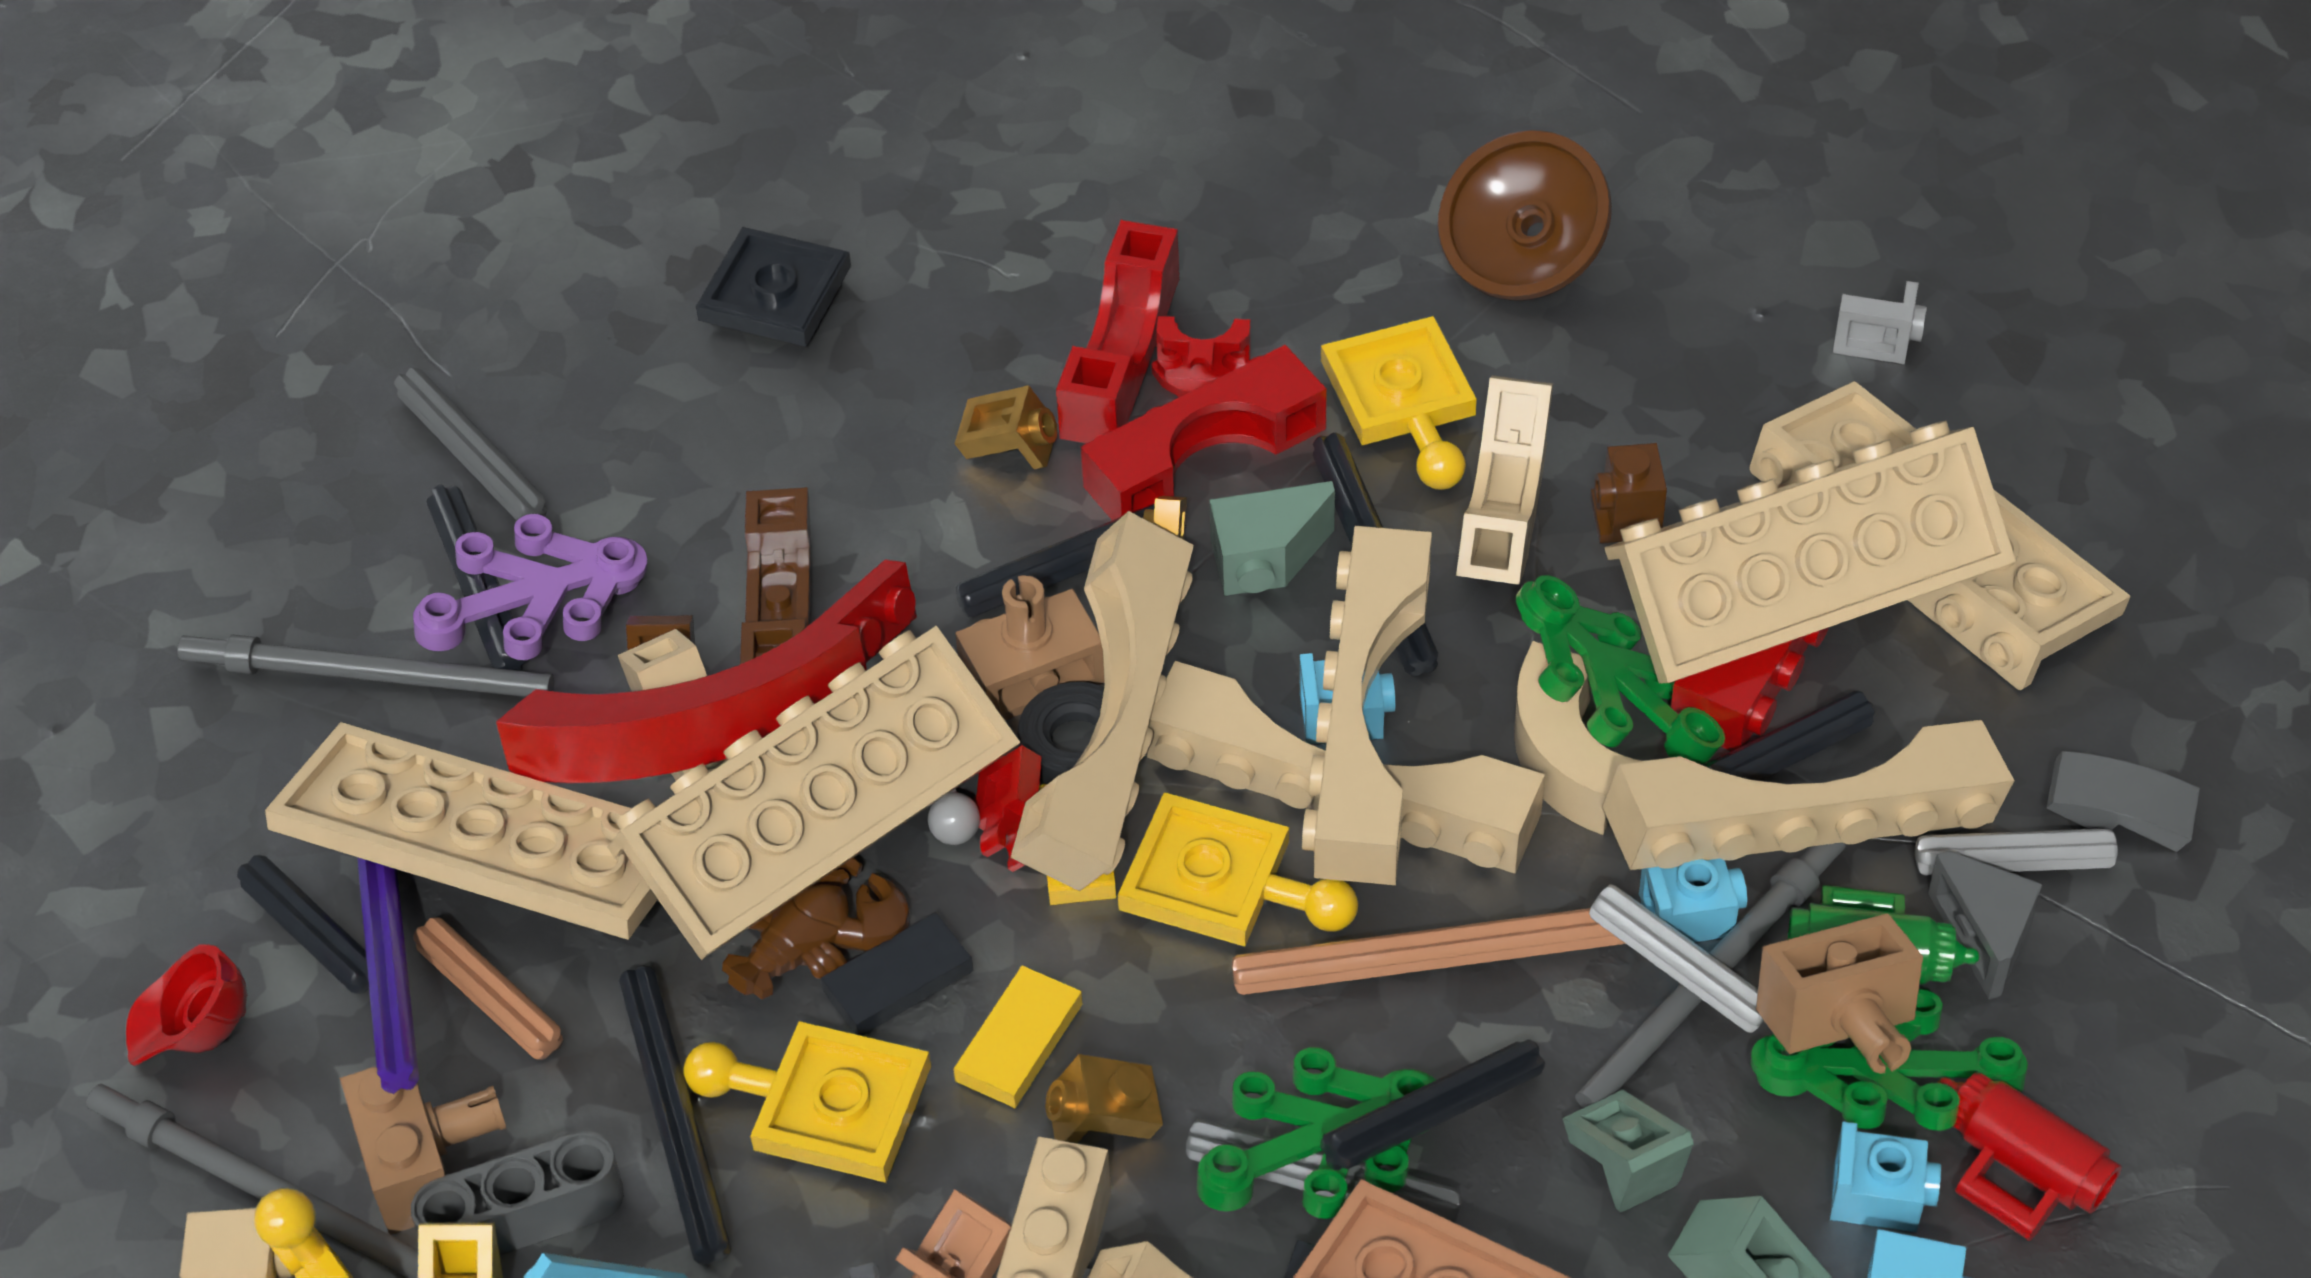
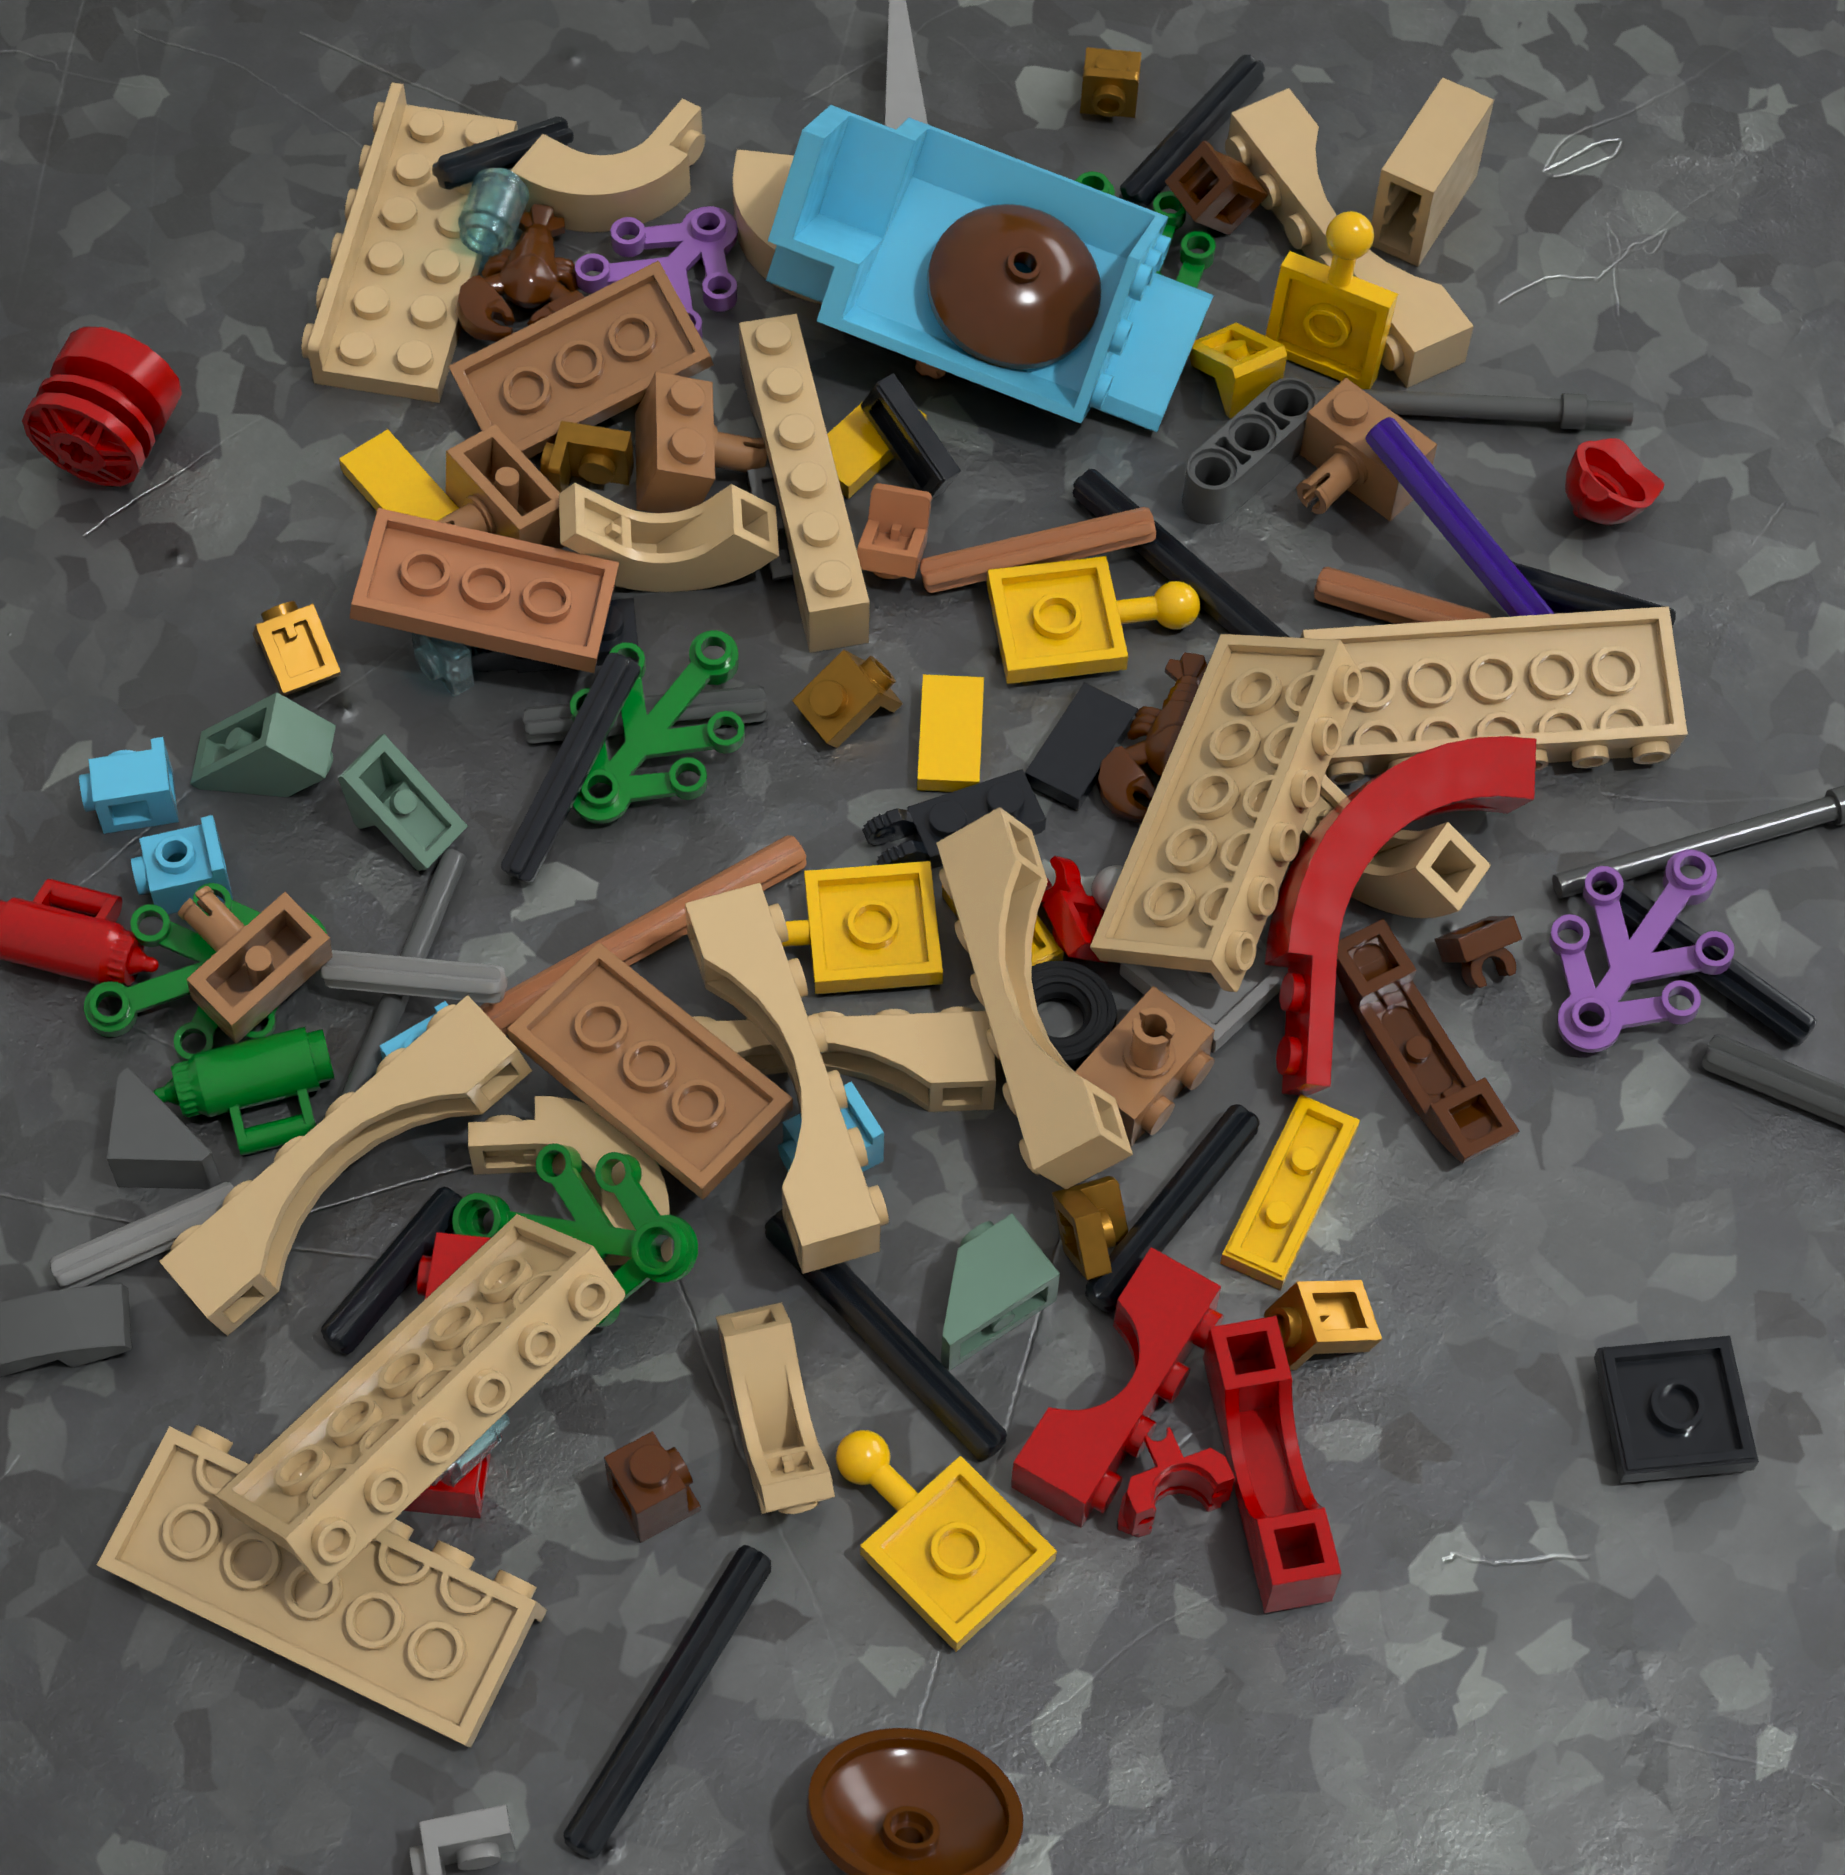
camera: 150 degrees right, 10 degrees up
(811, 1172) = (1045, 546): none -> nougat axle
(970, 534) = (1290, 1192): none -> yellow tile
(1068, 943) = (948, 813): none -> black hinge
(1494, 756) = (650, 1070): none -> medium nougat plate
(1673, 373) = (667, 1702): none -> black axle

